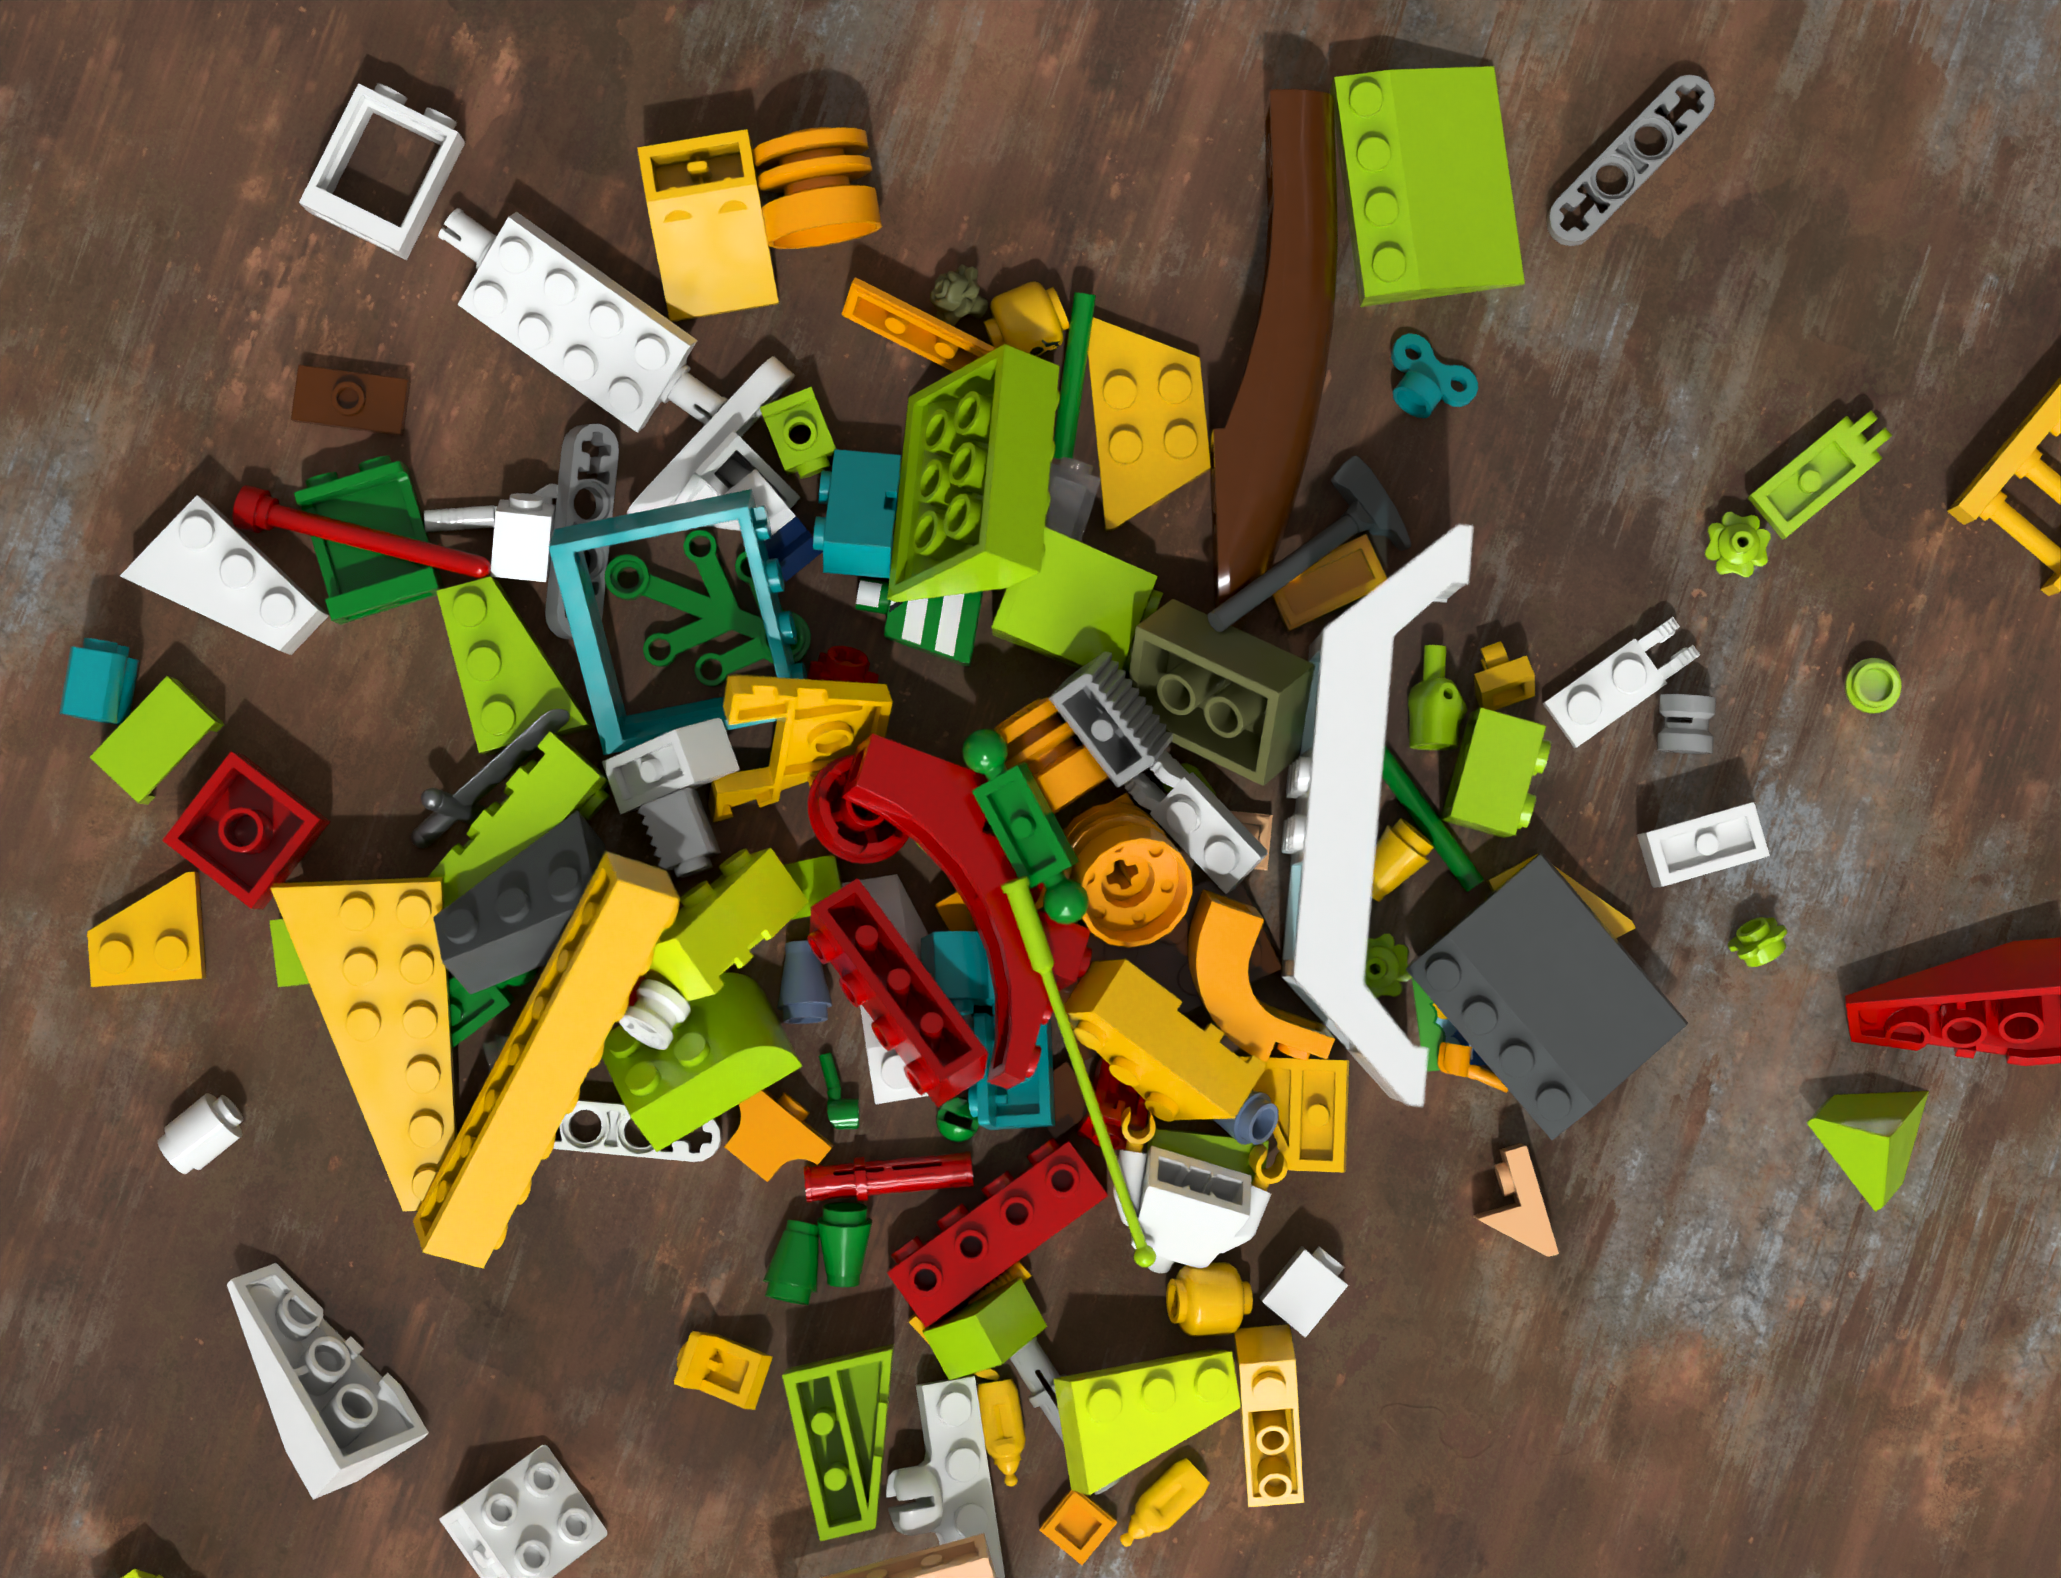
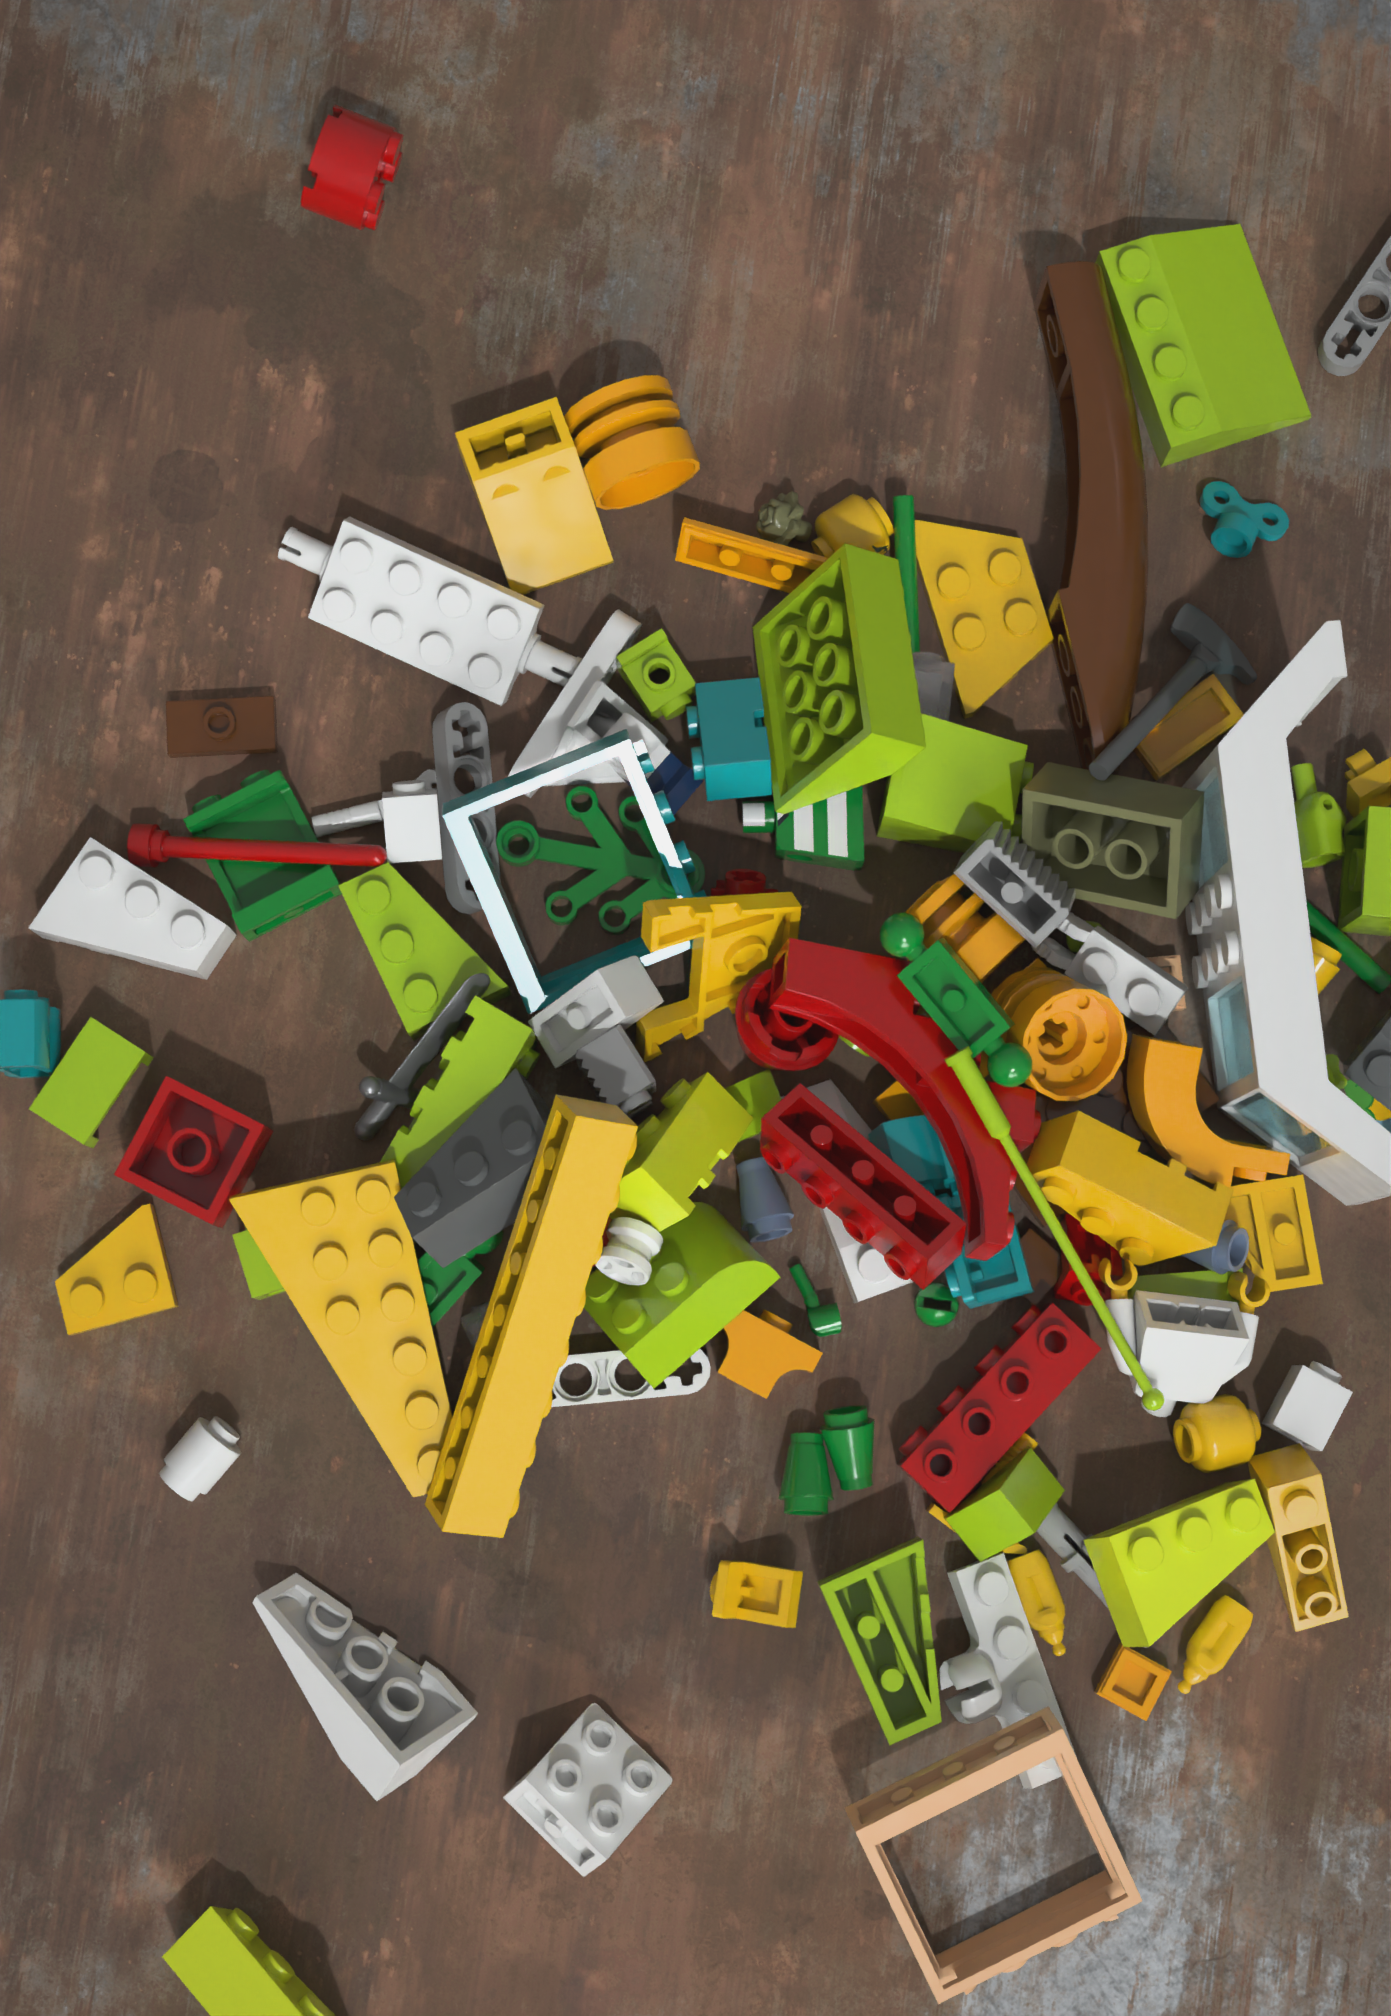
camera: 15 degrees left, 5 degrees down
(389, 104) = (199, 555): white window -> none
(888, 1176) = (868, 1376): red pin -> none

